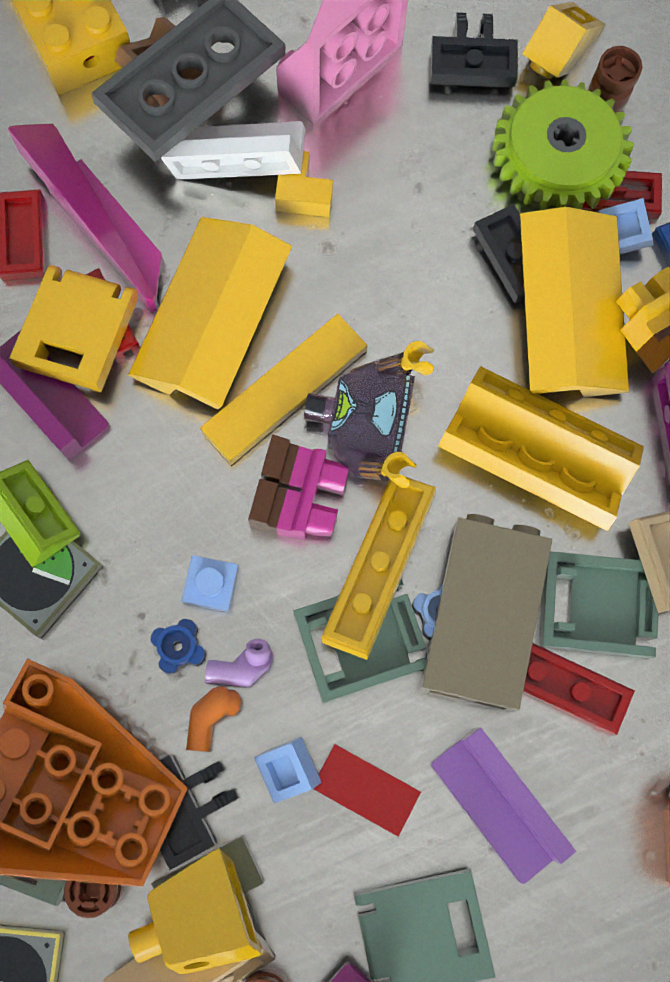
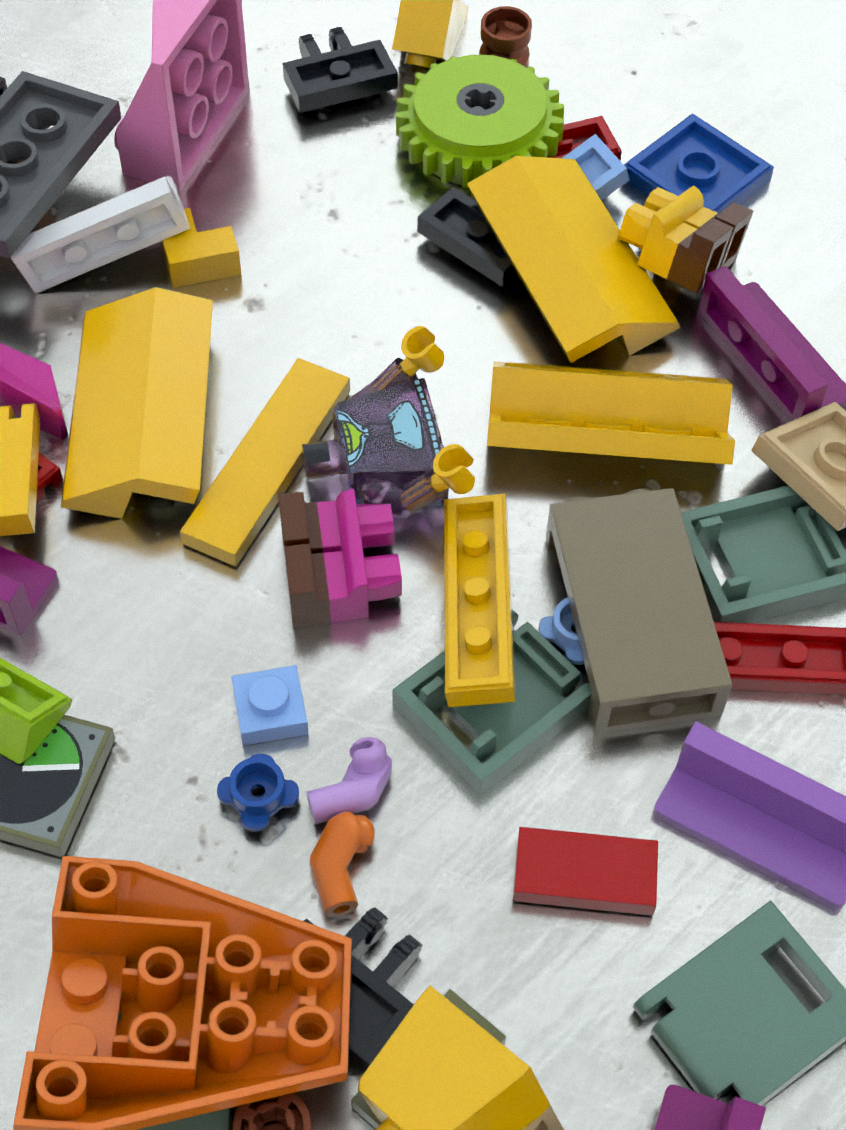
camera: 20 degrees left, 20 degrees down
(287, 770) = (473, 879): light blue plate -> none

